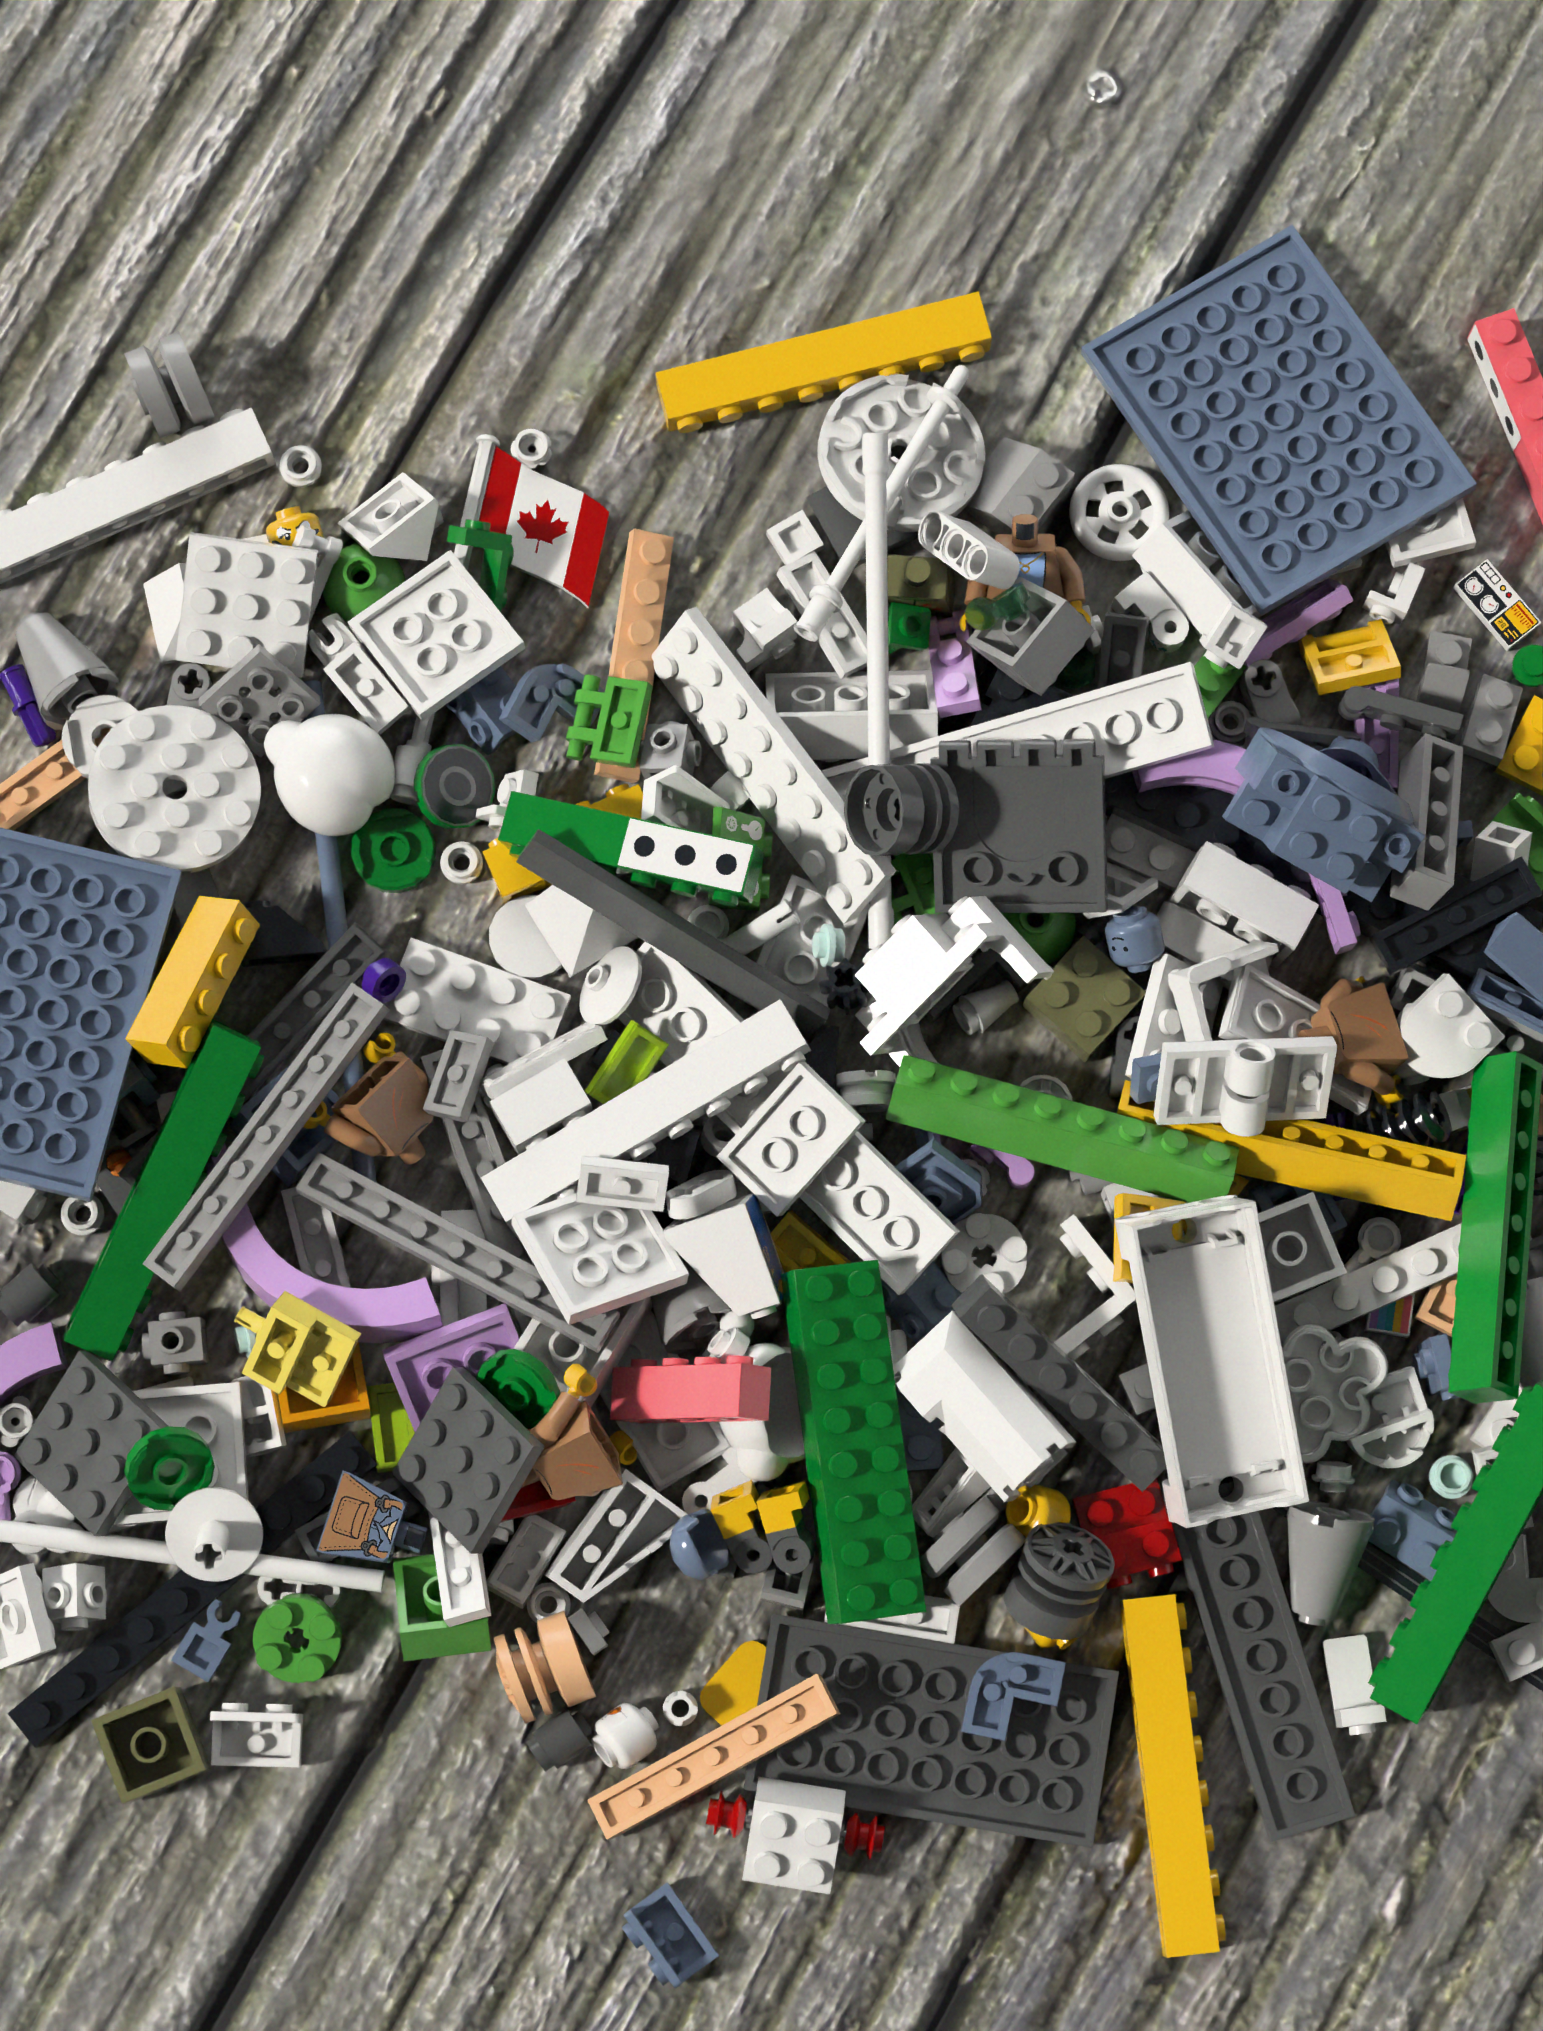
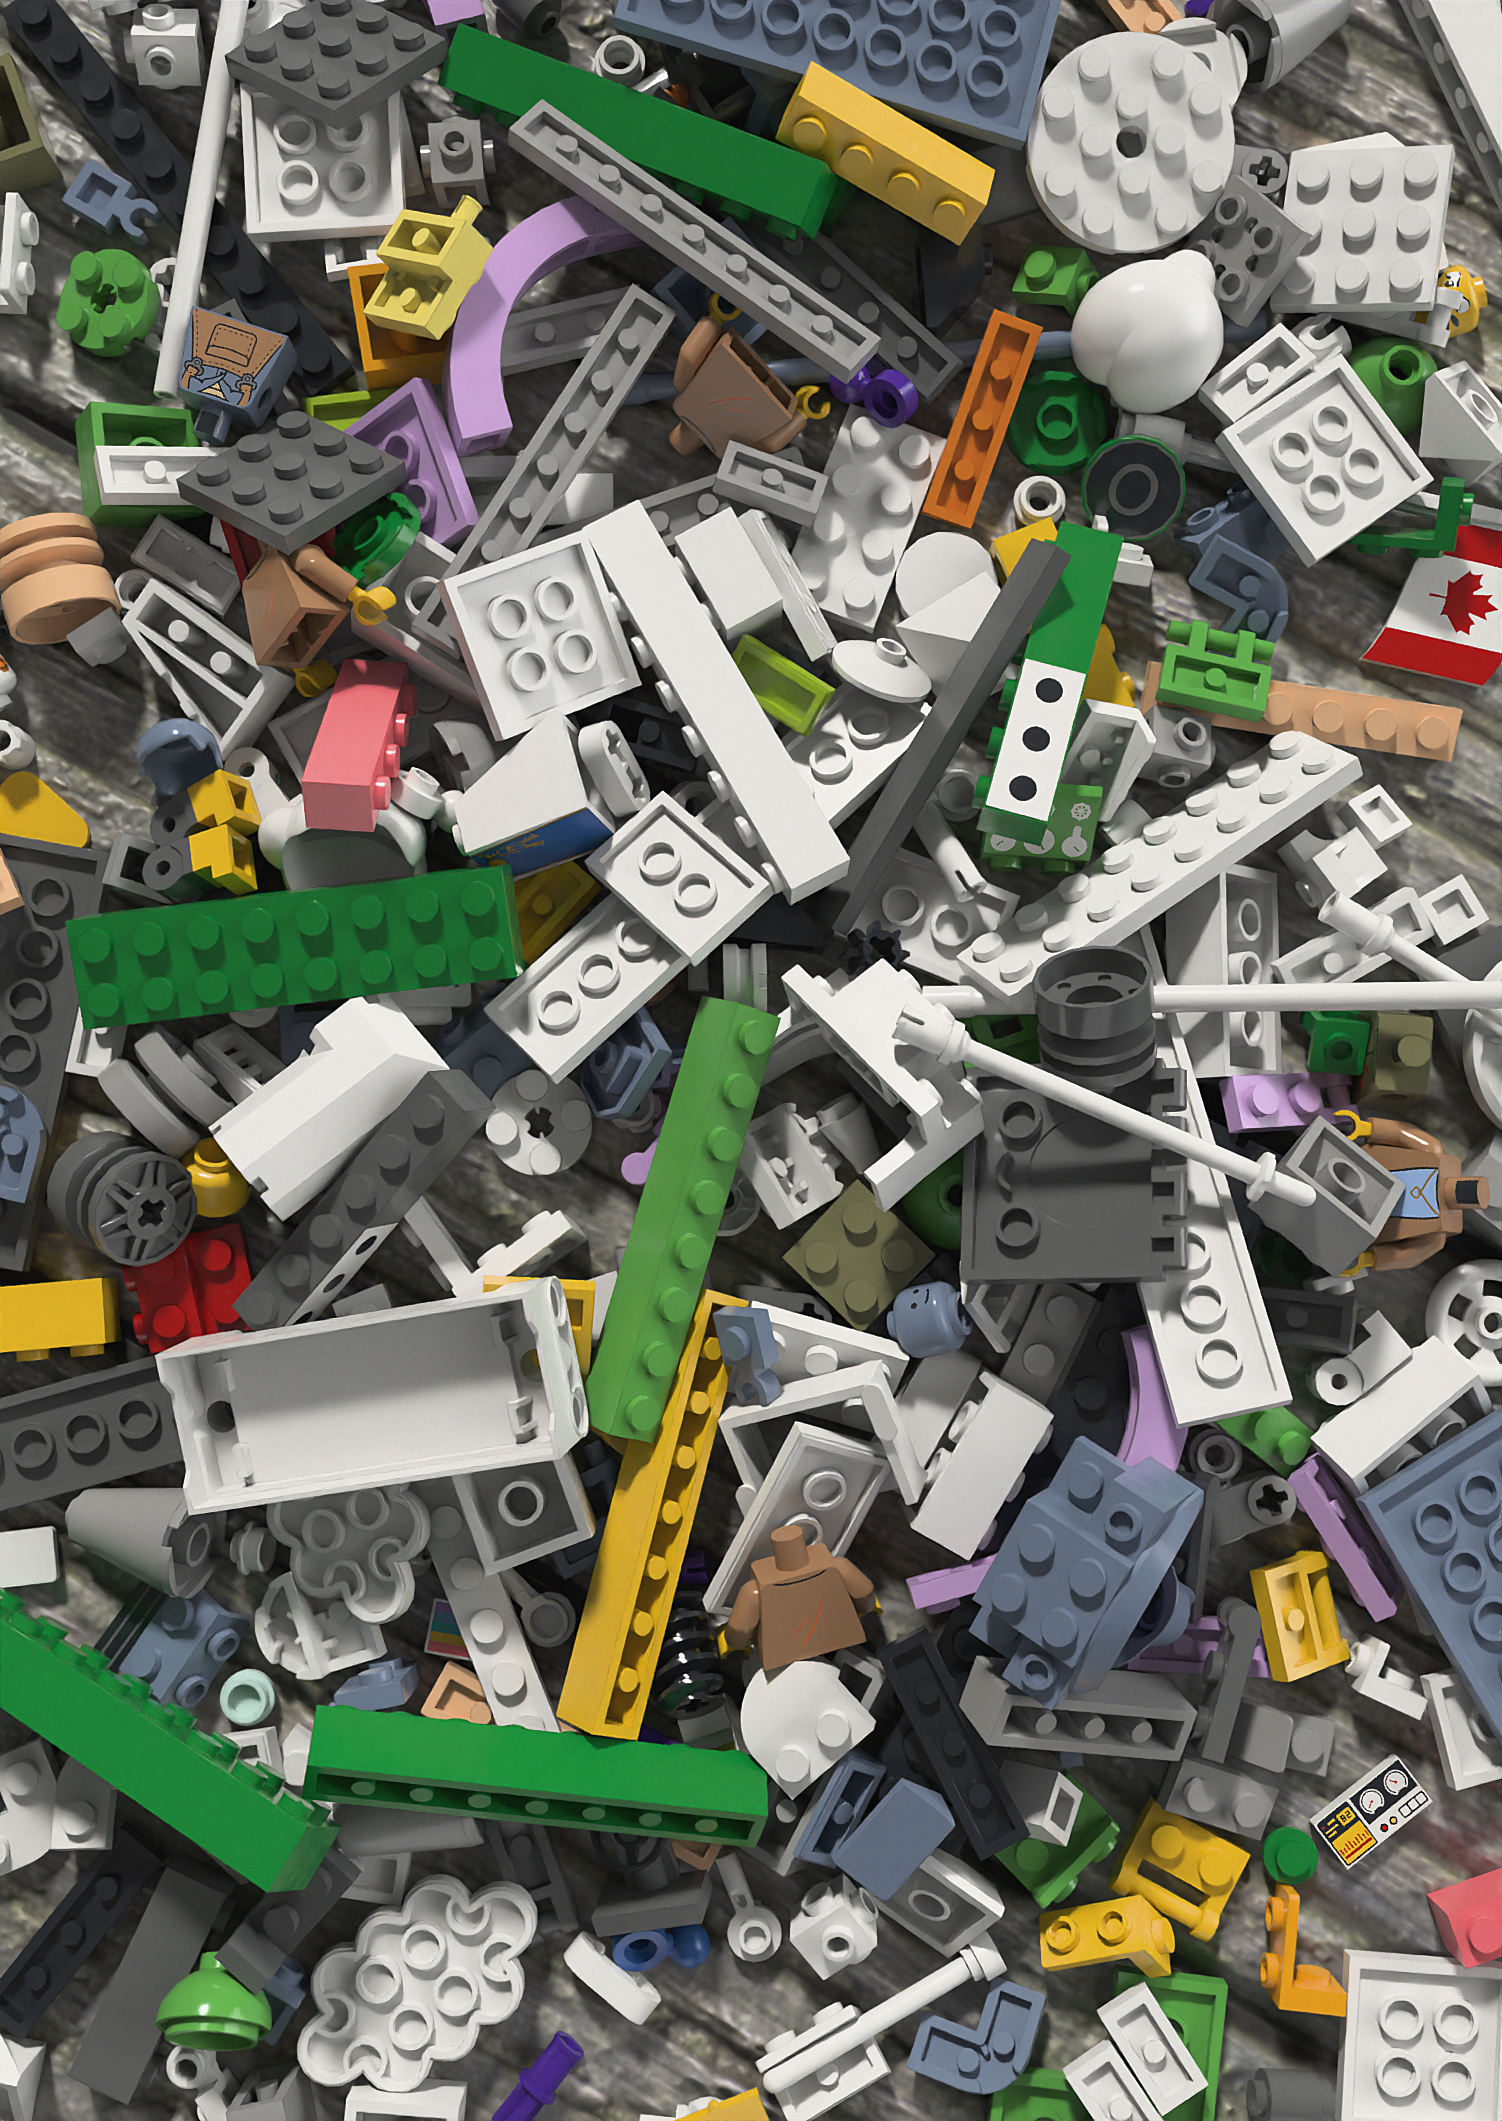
camera: 90 degrees right, 5 degrees up
(168, 1467) = (293, 128): green tile -> none
(214, 1534) = (216, 186): white piece -> none
(273, 848) = (1055, 277): none -> bright green bracket
(399, 908) = (981, 420): none -> orange plate
(622, 1183) = (622, 664): white plate -> none
(721, 597) = (1375, 817): none -> white plate
(829, 945) = (927, 935): light aqua plate -> none
(929, 914) = (954, 1044): none -> white bar
(968, 550) = (1440, 1119): white beam -> none
(984, 612) = (1358, 1137): clear green plate -> none
(1015, 1050) = (789, 1164): none -> white slope
(1232, 637) = (1326, 1461): white bracket -> none
(1244, 1082) = (733, 1453): white plate -> none

